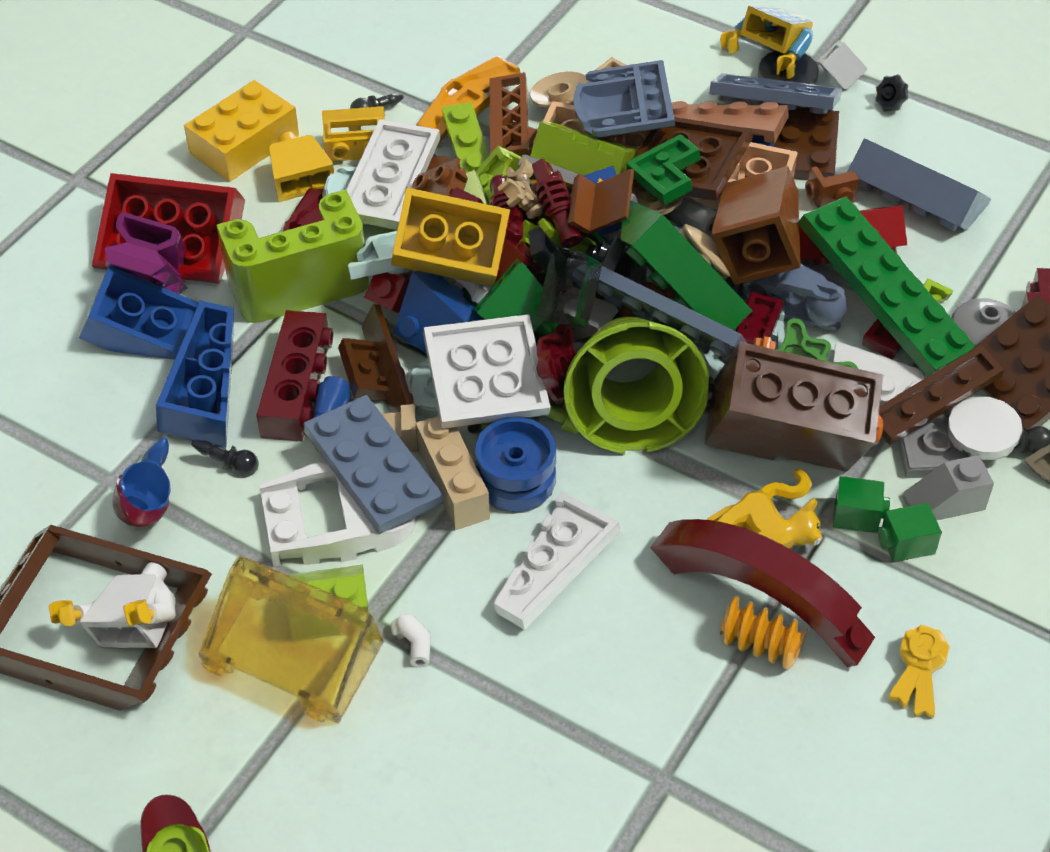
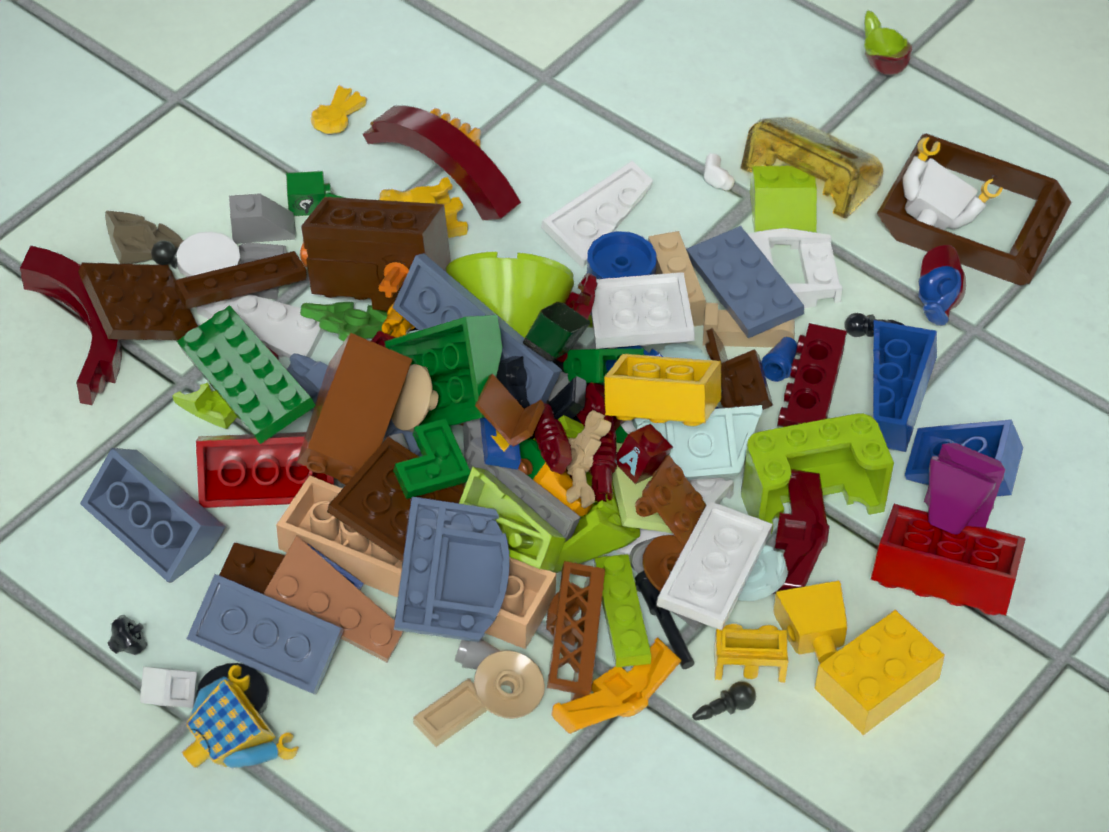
camera: 175 degrees left, 0 degrees up
(831, 188) = (245, 516): dark orange bracket -> none
(981, 317) = (150, 374): light grey dish -> none

